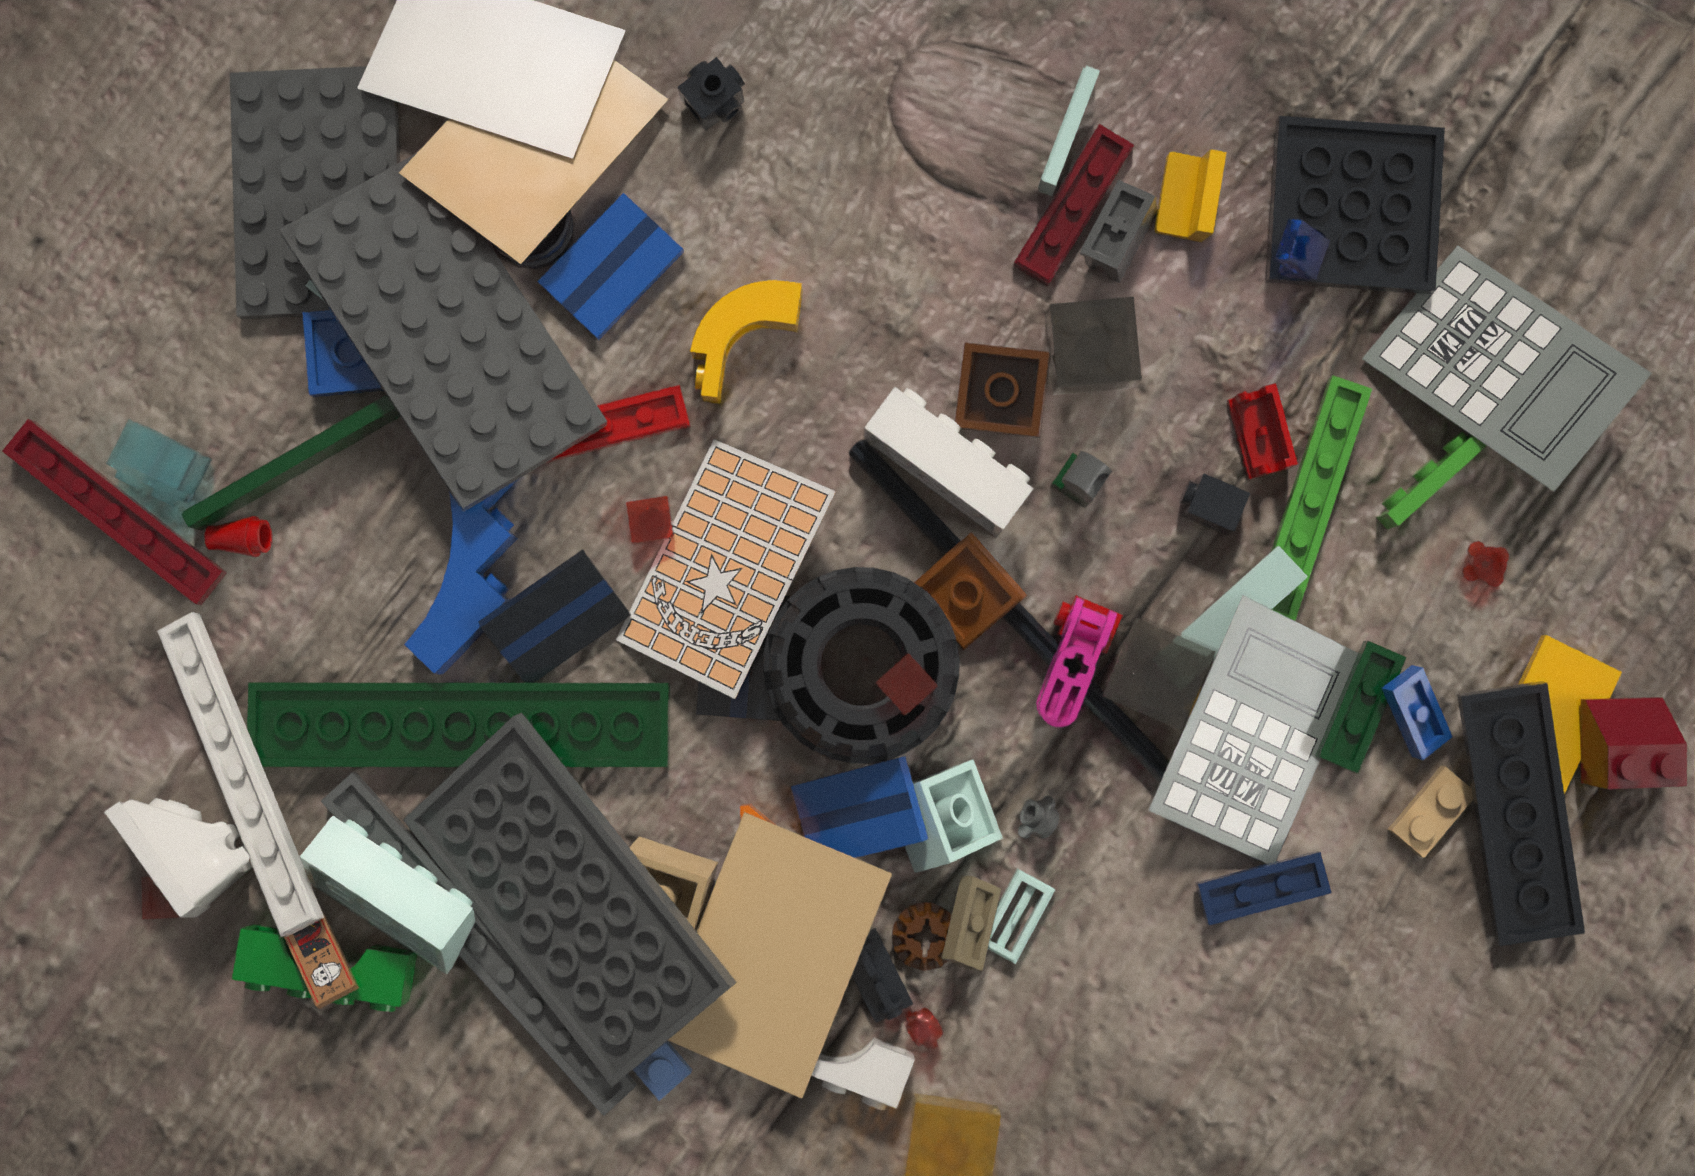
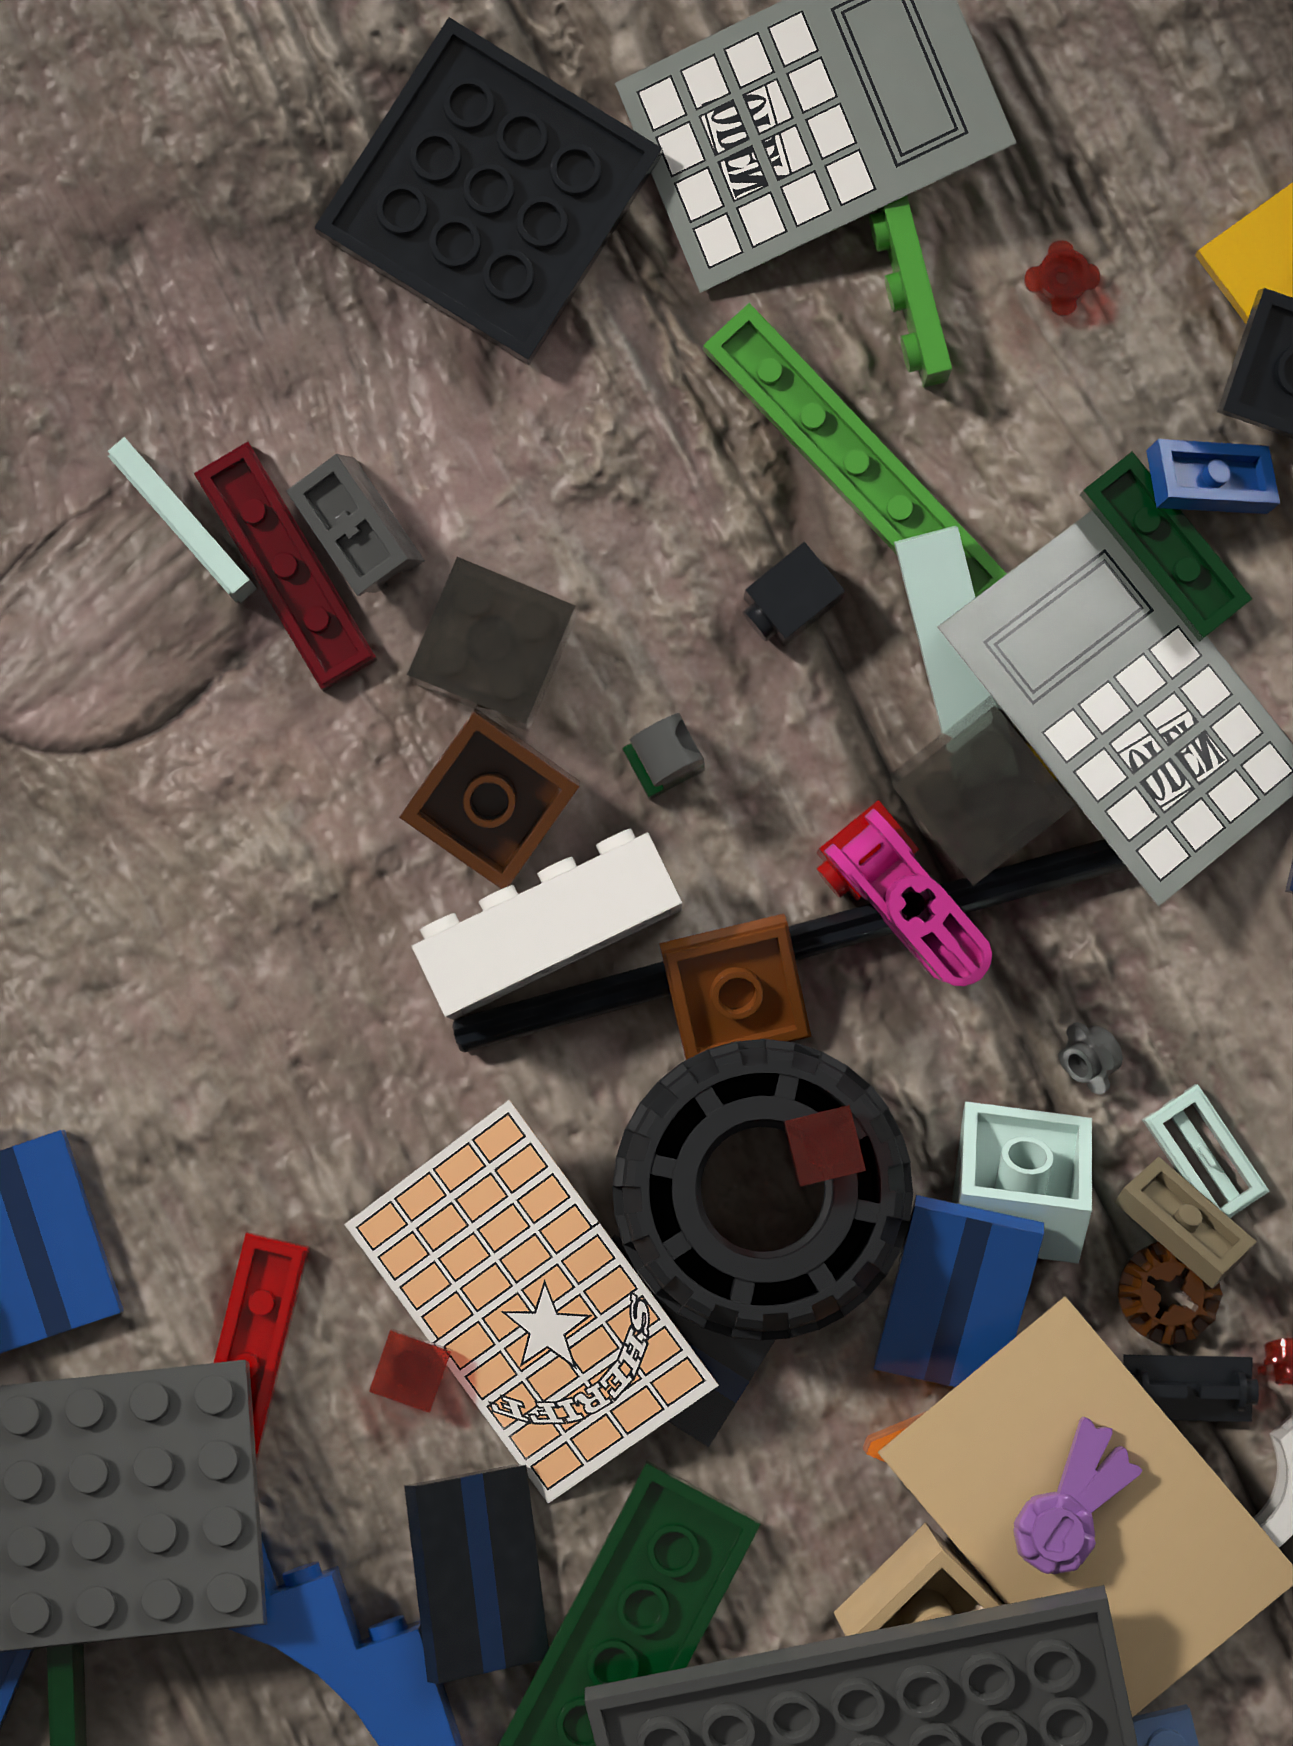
camera: 60 degrees left, 0 degrees up
(743, 310) = (192, 1109): yellow arch -> none
(755, 939) = (1057, 1527): none -> medium lavender piece
(1190, 195) = (357, 403): yellow panel -> none
(1262, 432) = (729, 480): red hinge -> none
(1301, 250) = (516, 300): clear blue bracket -> none

